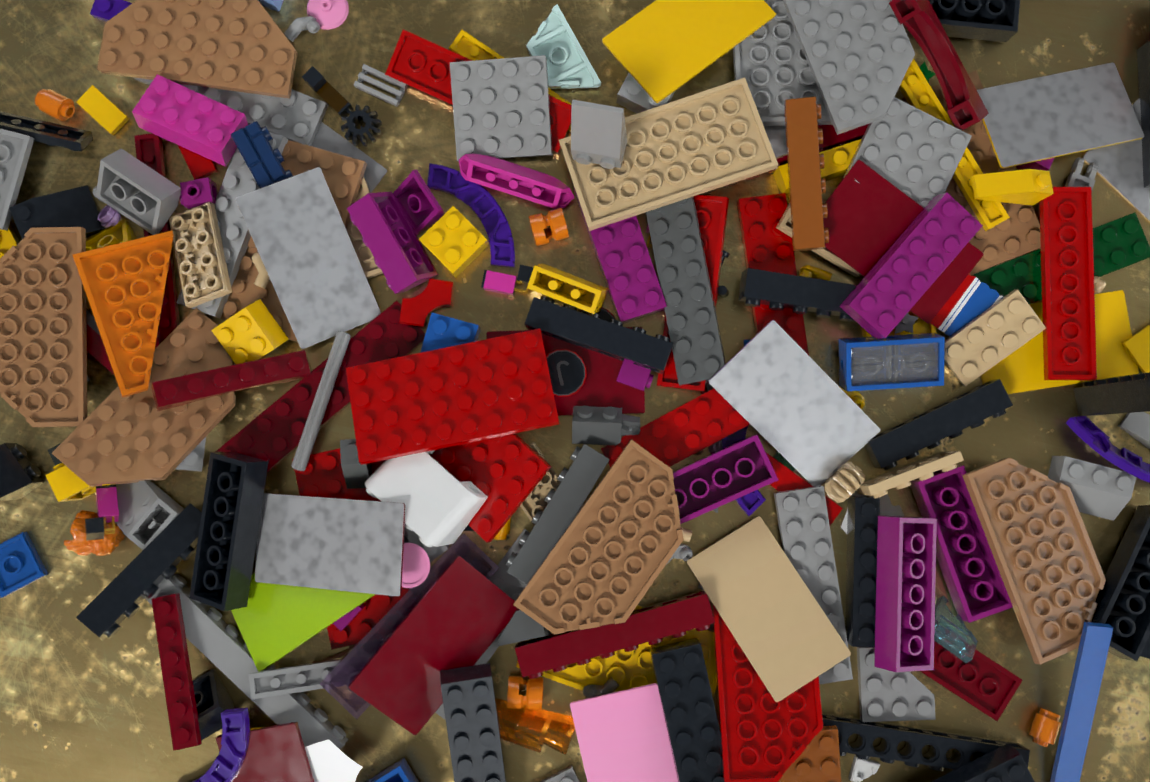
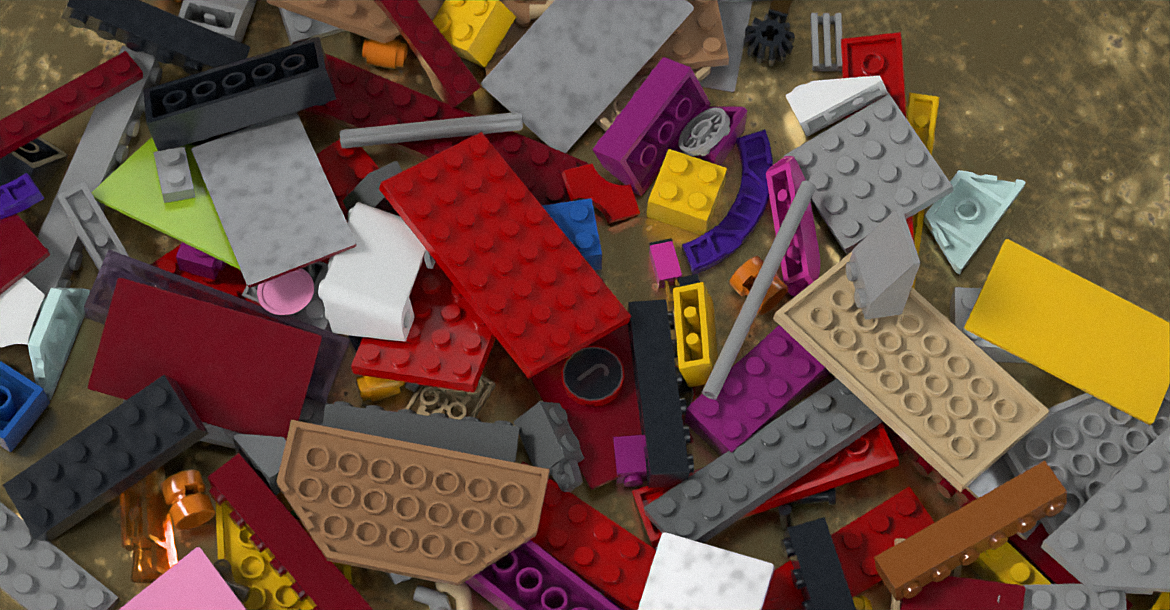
camera: 70 degrees right, 20 degrees down
(244, 404) = (388, 54): none -> orange brick
(271, 603) = (174, 174): none -> light grey plate
(356, 737) = (55, 334): none -> light aqua wing
(417, 207) = (704, 132): none -> light grey wheel
(431, 111) = (830, 100): none -> white slope
(559, 228) = (758, 290): none -> light grey piece

